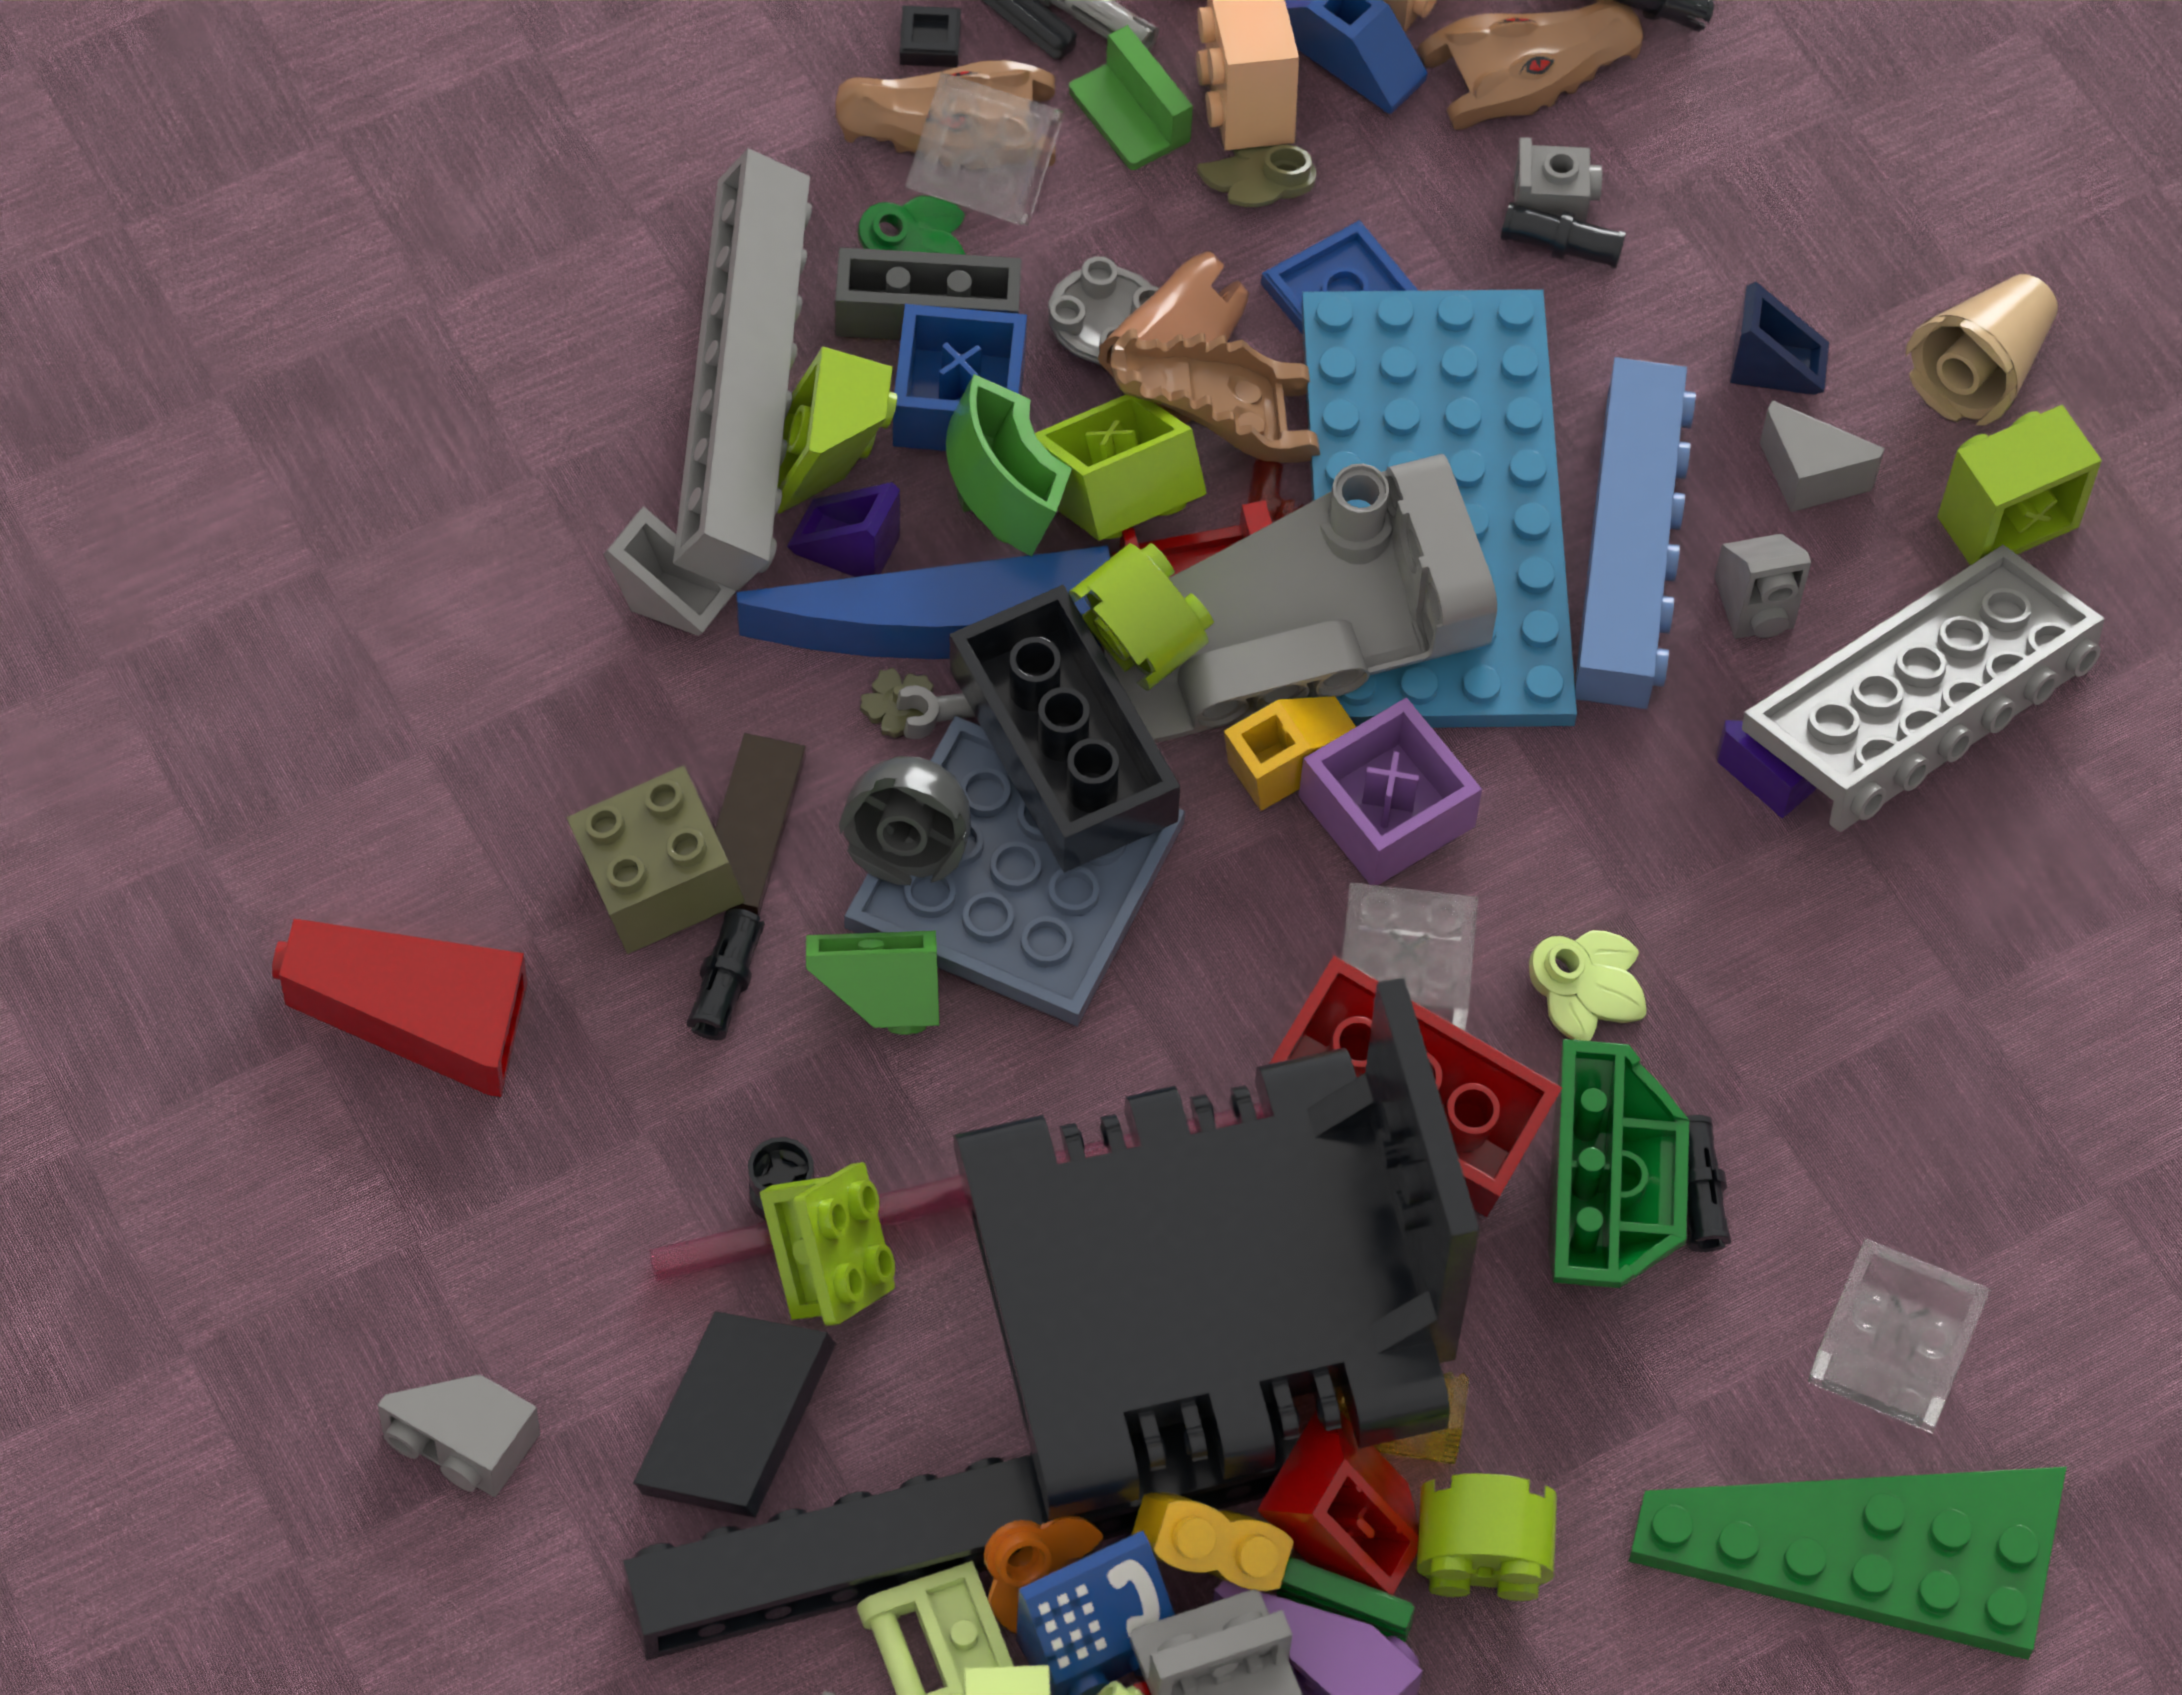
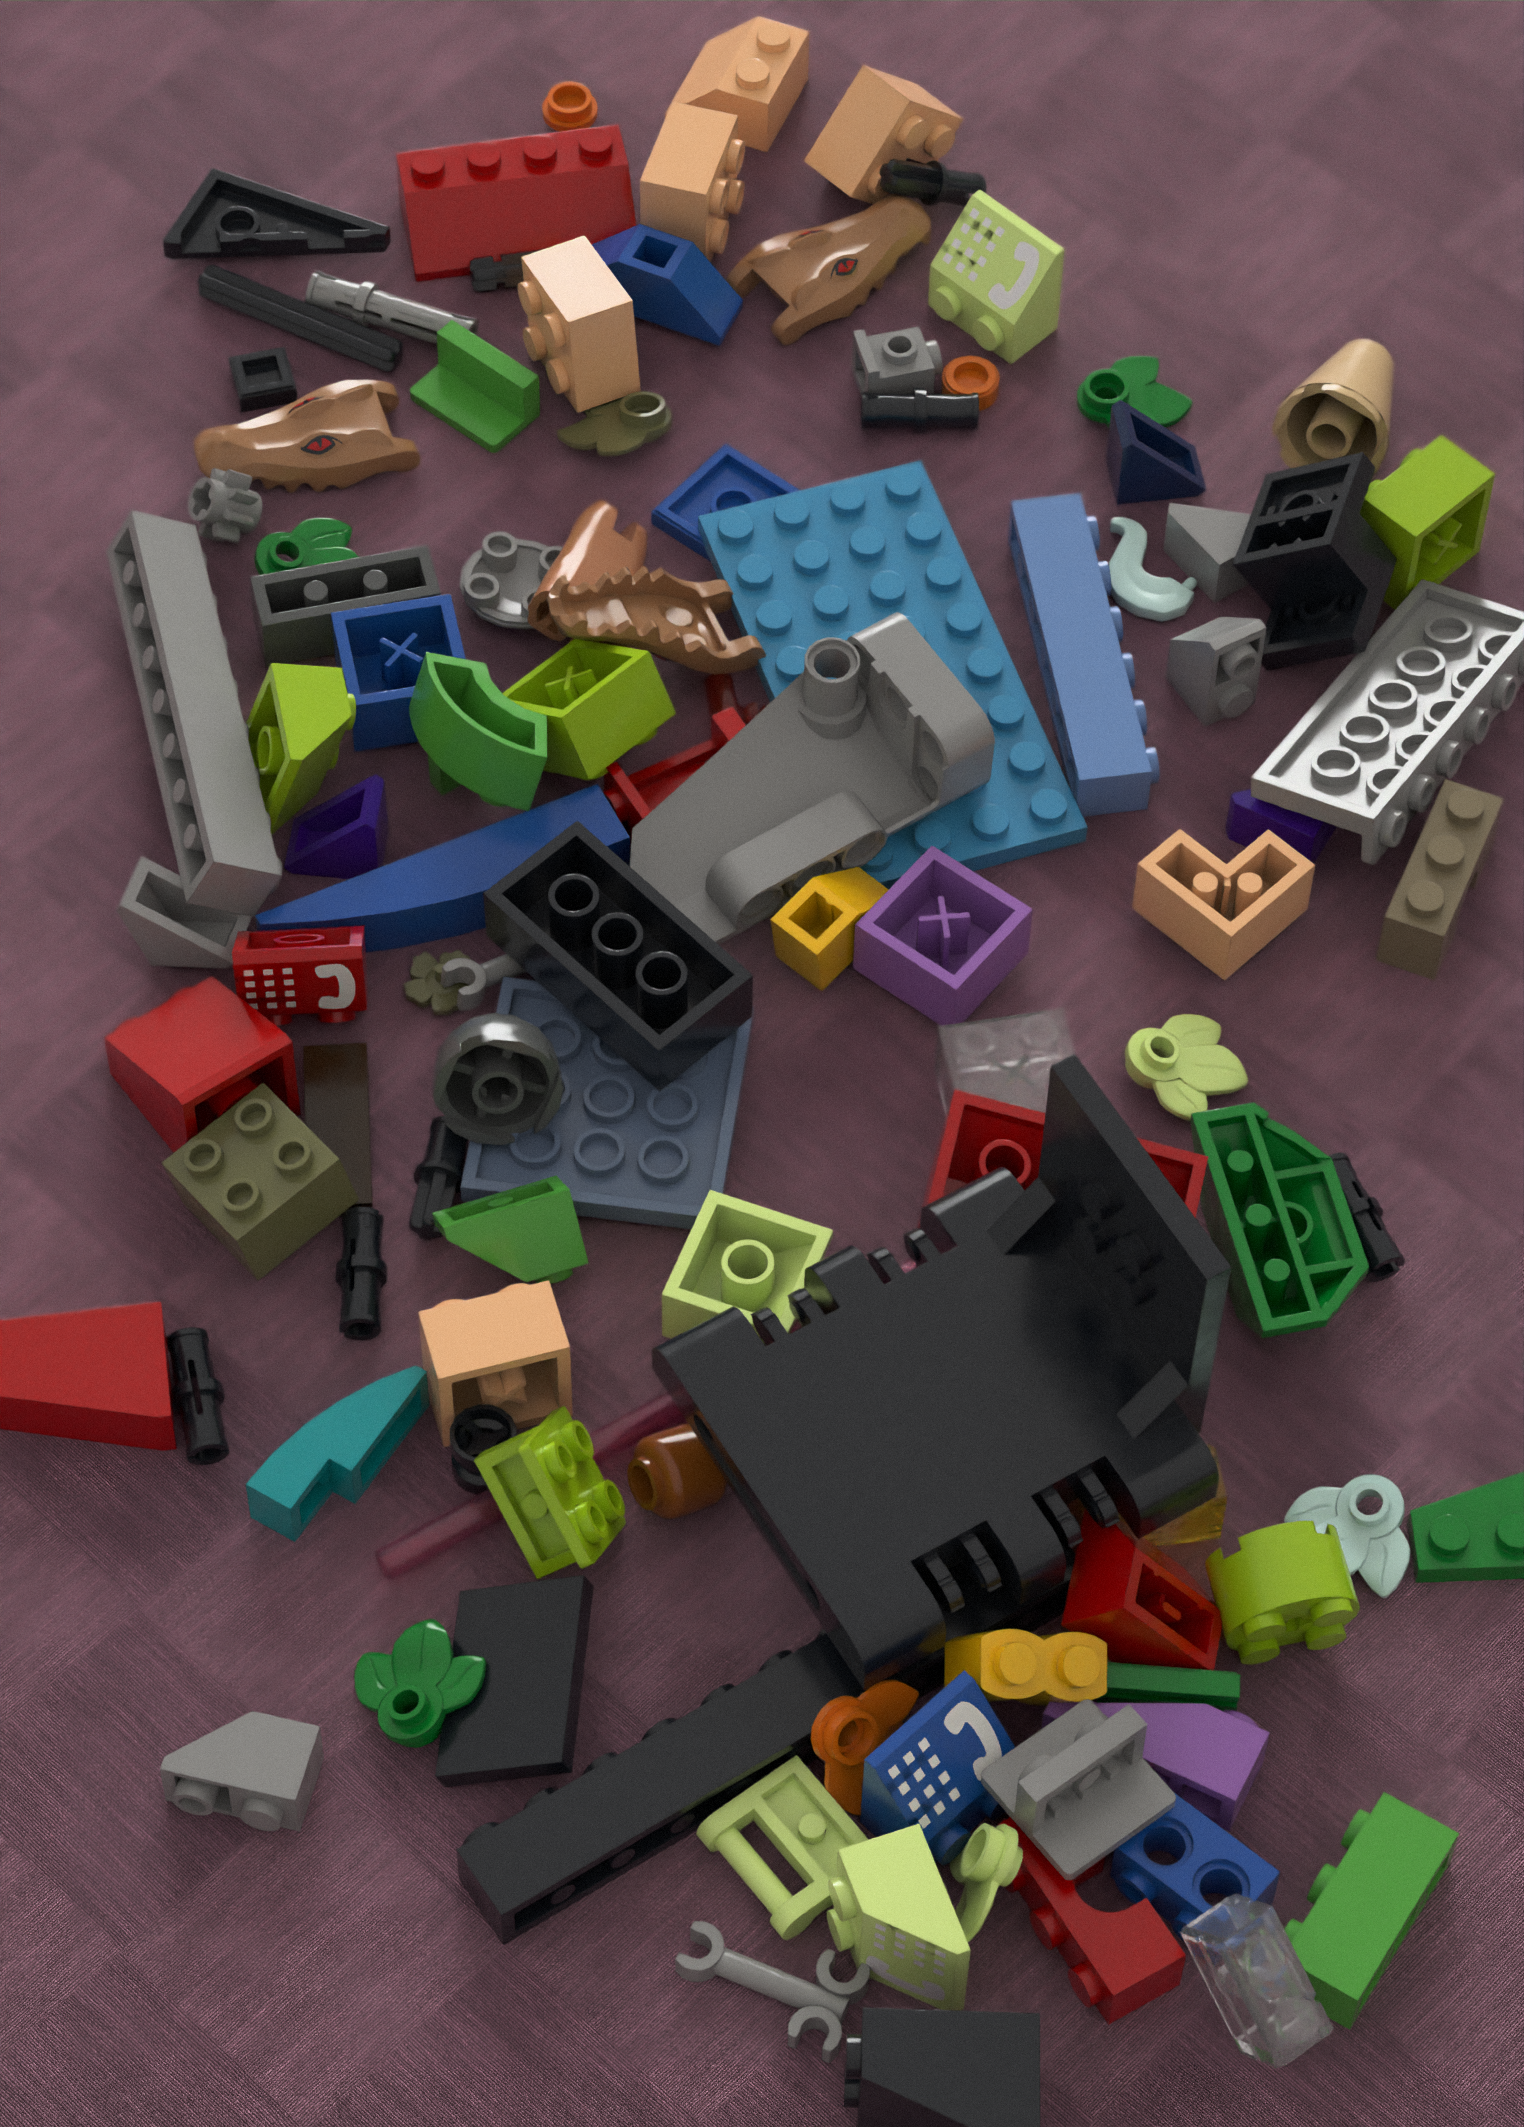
camera: 15 degrees left, 5 degrees down
(534, 1034) = (202, 1432): none -> black pin
(639, 722) = (199, 1059): none -> red slope
(644, 1144) = (337, 1452): none -> teal slope
(649, 1383) = (419, 1676): none -> green plate
(761, 660) = (302, 972): none -> red slope
(819, 1094) = (498, 1353): none -> light nougat brick
(826, 900) = (437, 1178): none -> black axle
(847, 161) = (225, 505): none -> light grey gear
(947, 1256) = (674, 1474): none -> dark orange head
(984, 149) = (356, 458): clear brick -> none
(1076, 1071) = (741, 1260): none -> yellowish green slope
(1142, 613) = (663, 826): lime brick -> none
(1586, 1509) = (1369, 1542): none -> light aqua plate
(1630, 212) = (970, 376): none -> orange tile
(1681, 837) = (1221, 908): none -> light nougat brick
(1684, 119) = (997, 279): none -> yellowish green slope
(1714, 475) = (1136, 589): none -> light aqua piece
(1786, 271) = (1134, 383): none -> green plate
(1886, 878) = (1437, 878): none -> dark tan arch
(1893, 502) = (1315, 561): none -> black bracket

